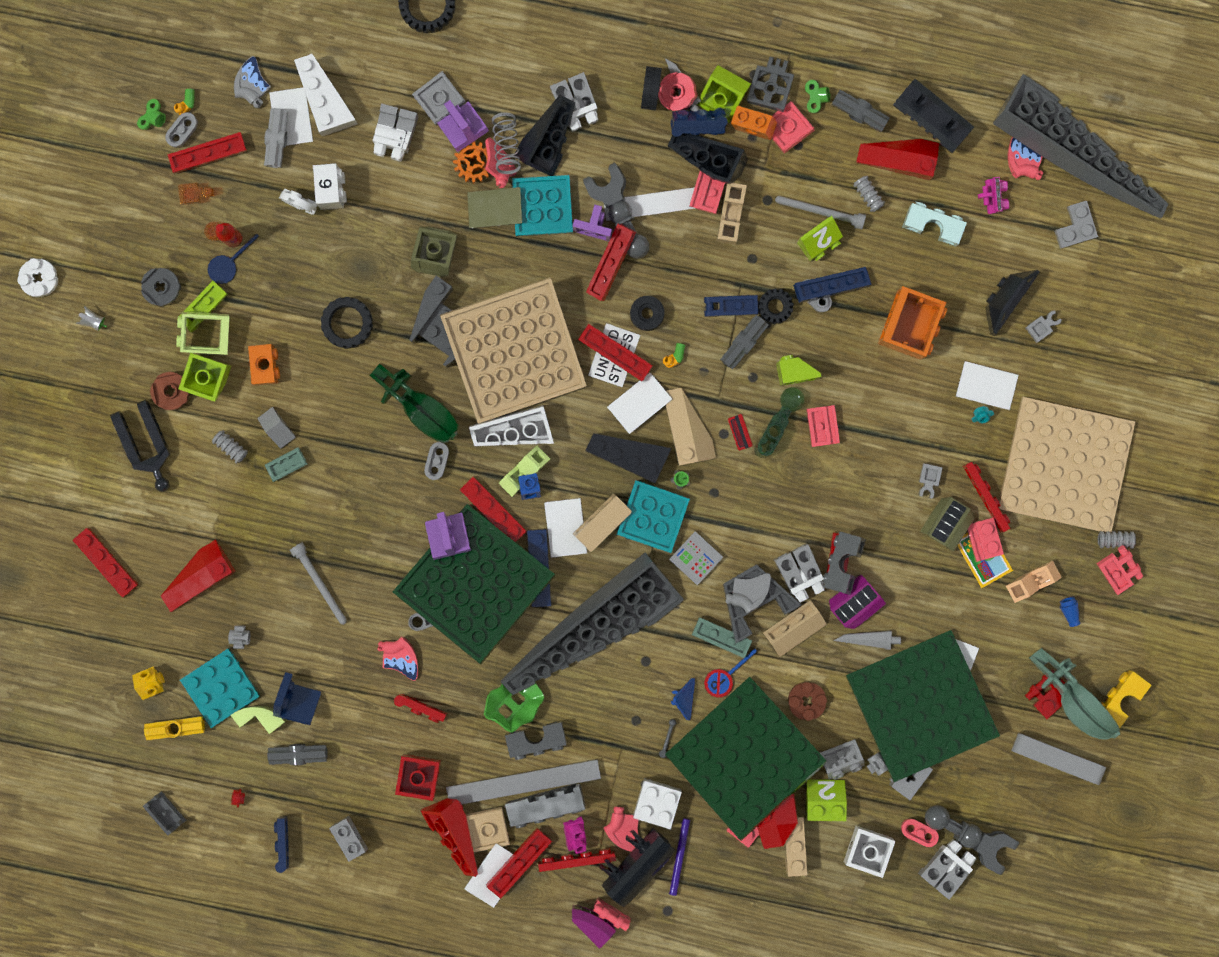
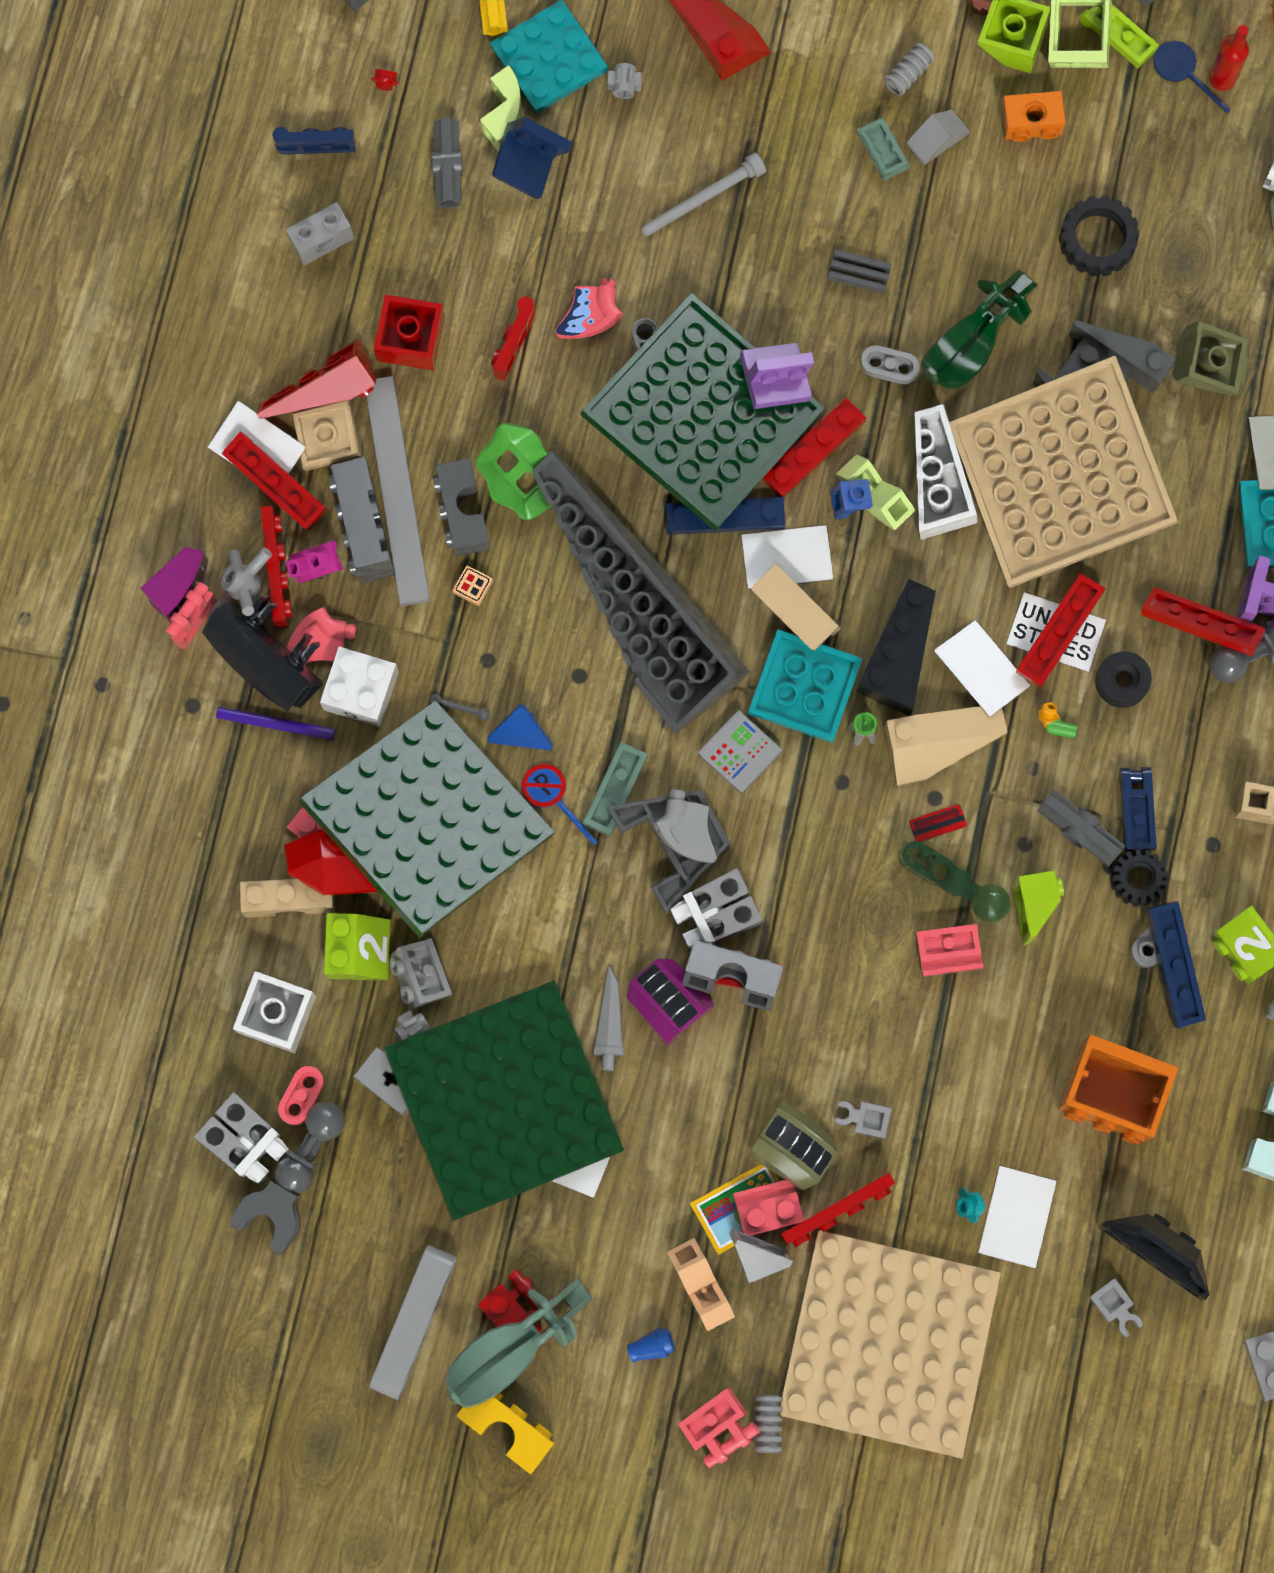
camera: 90 degrees right, 10 degrees down
(364, 477) = (861, 261): none -> dark grey tile
(587, 731) = (472, 585): none -> light nougat tile
(590, 882) = (241, 580): none -> light grey bar
(795, 628) = (627, 903): tan panel -> none
(796, 701) = (514, 904): copper plate -> none
(1016, 545) = (758, 1256): none -> light grey slope

